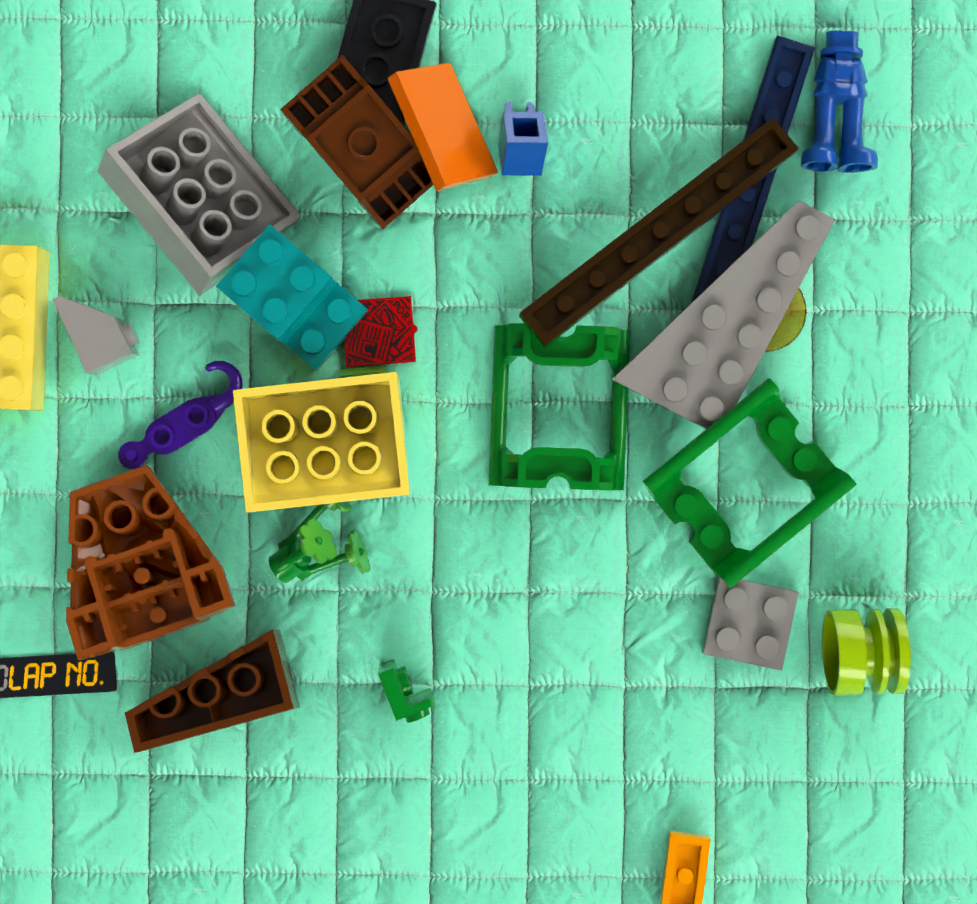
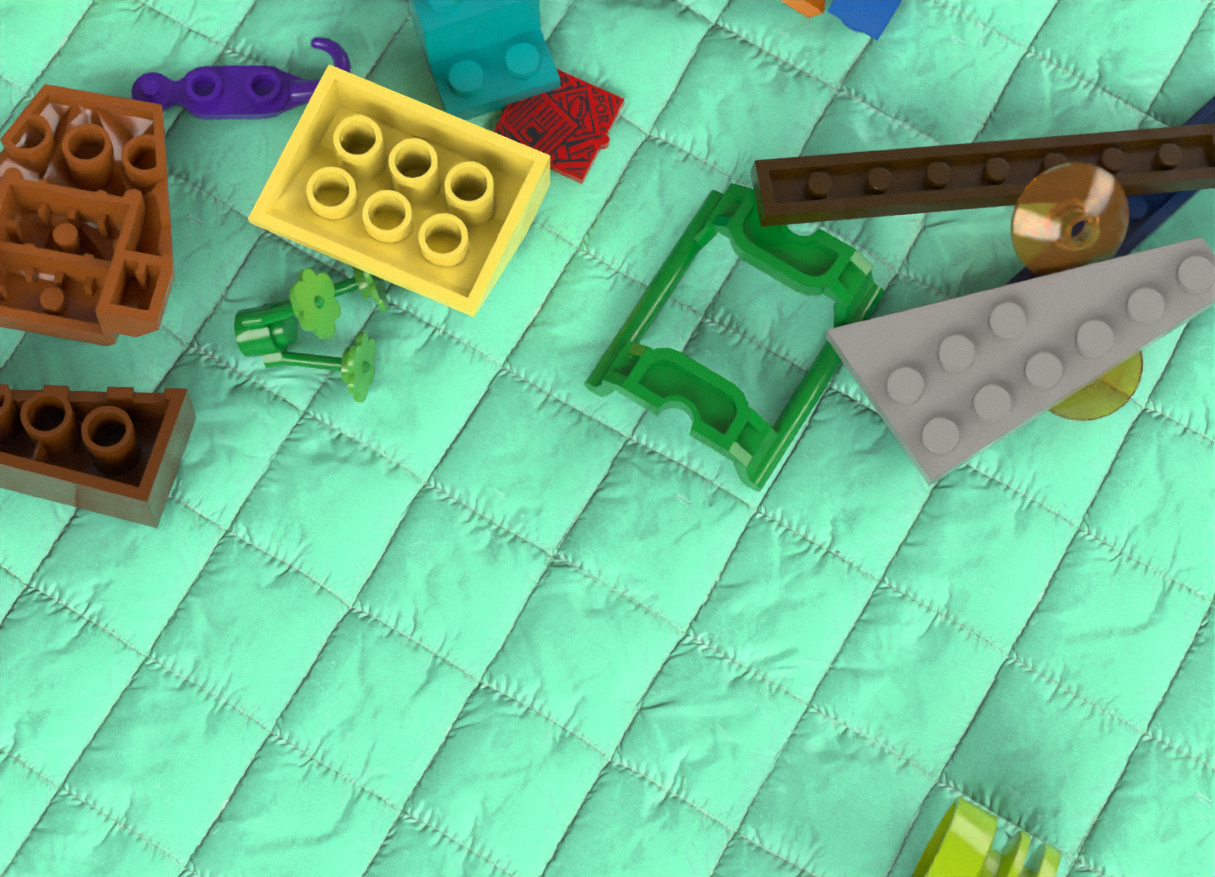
camera: 25 degrees right, 15 degrees down
(398, 687) = (302, 573): green bracket -> none
(717, 234) = (1055, 204): none -> clear orange dish
(750, 623) = (835, 766): light grey plate -> none
(799, 460) = (1009, 534): green piece -> none

